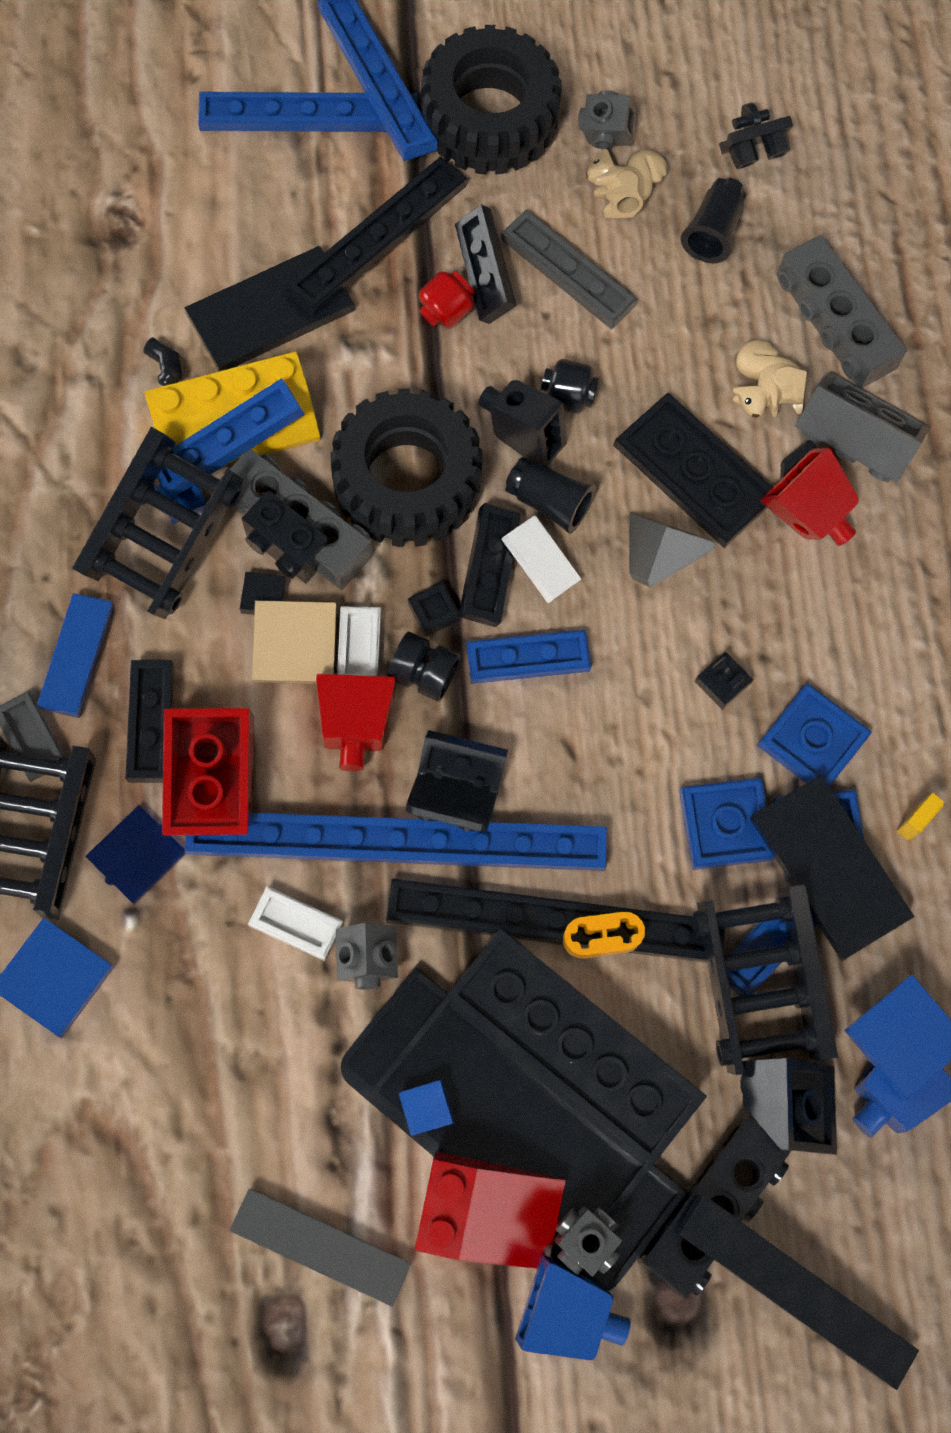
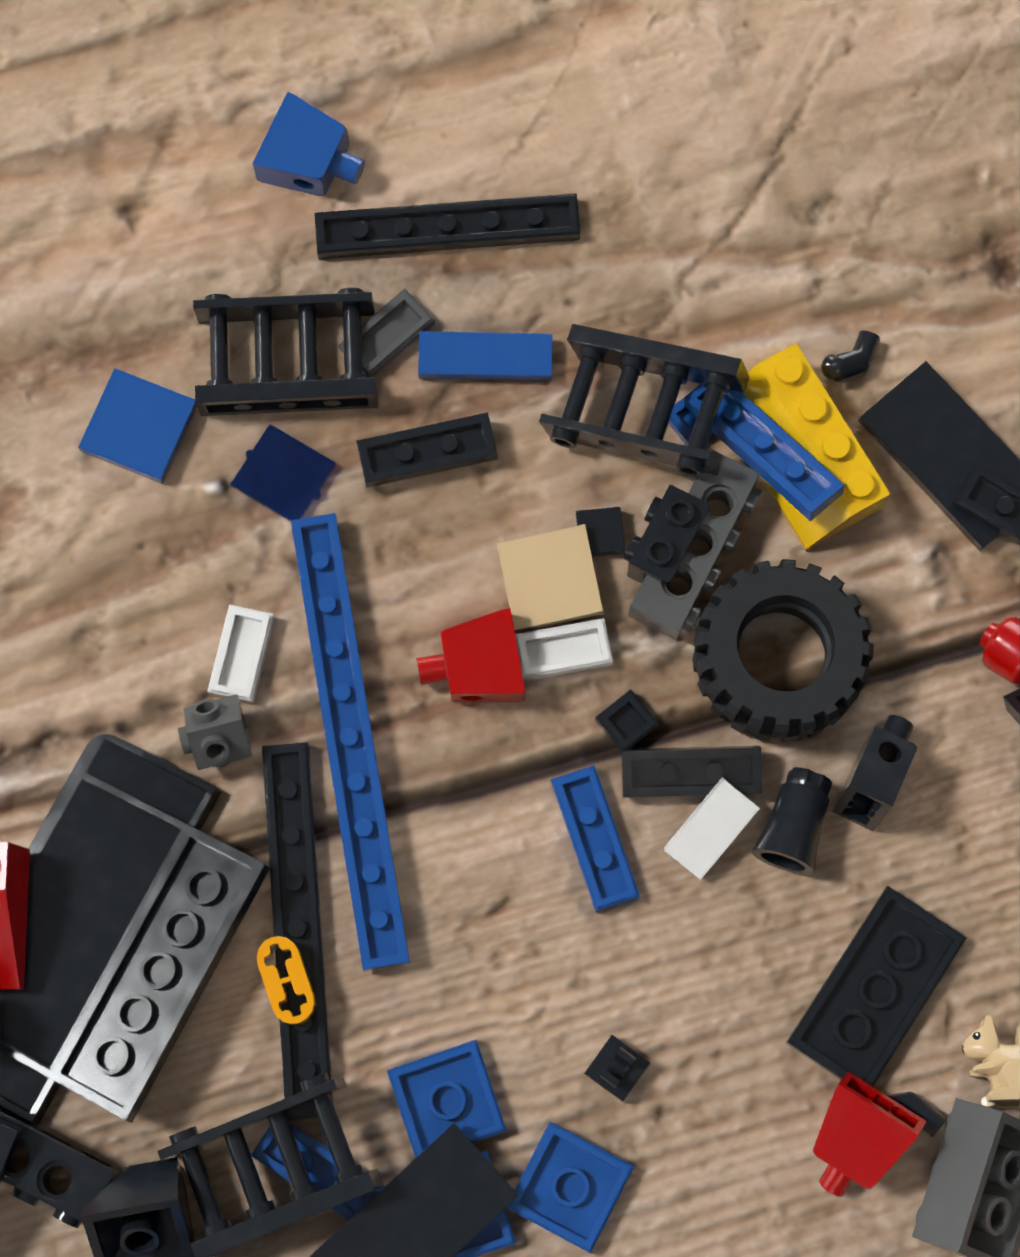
camera: 85 degrees right, 5 degrees up
(207, 771) = (377, 521): red slope -> none
(423, 666) = (551, 706): black wheel -> none
(426, 1107) = (71, 830): blue tile -> none
(457, 781) = (419, 786): black bracket -> none
(571, 384) = (942, 819): black head -> none
(661, 549) = (761, 967): dark grey slope -> none

